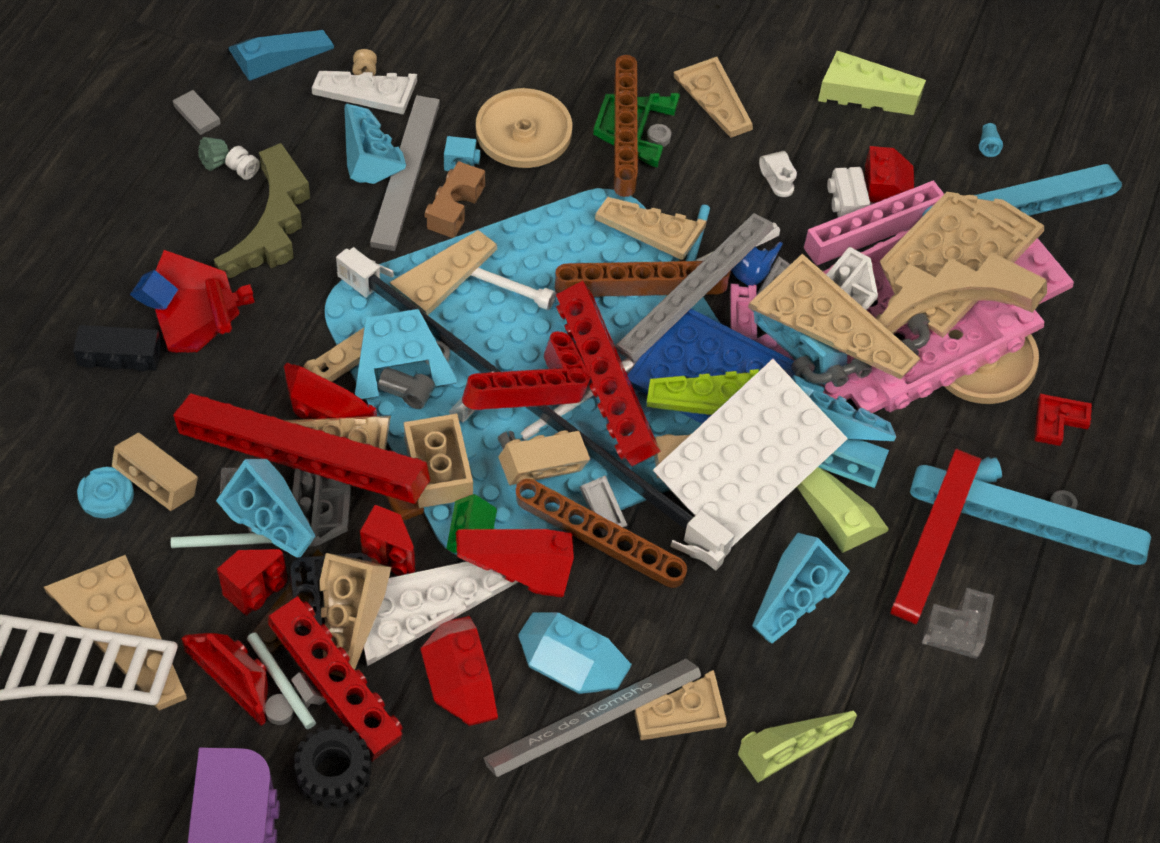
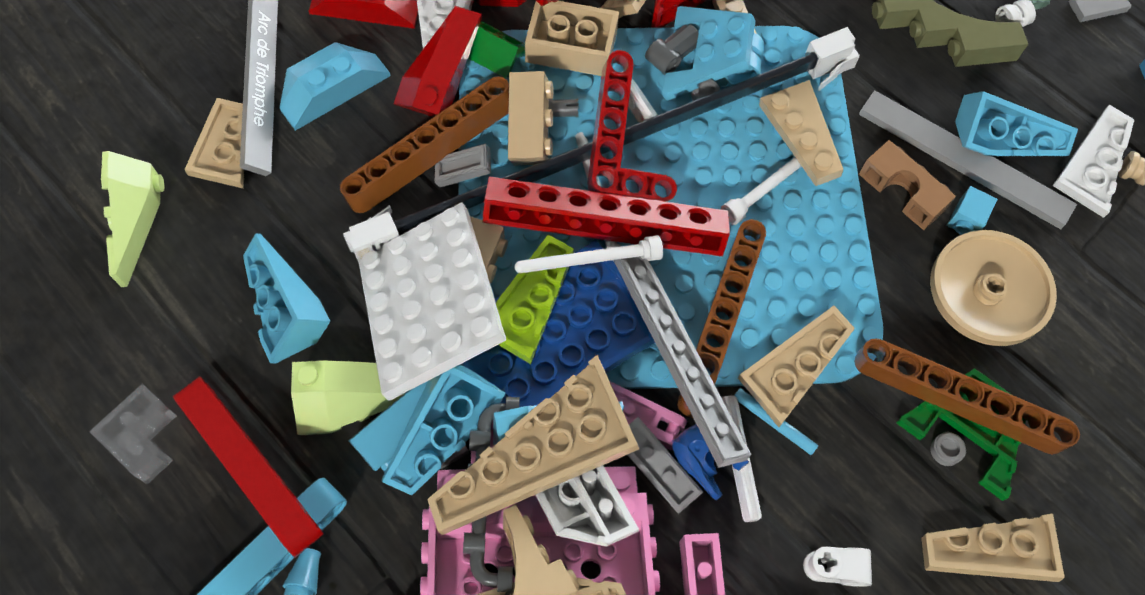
camera: 115 degrees right, 10 degrees up
(620, 331) = (648, 248): none -> white piece

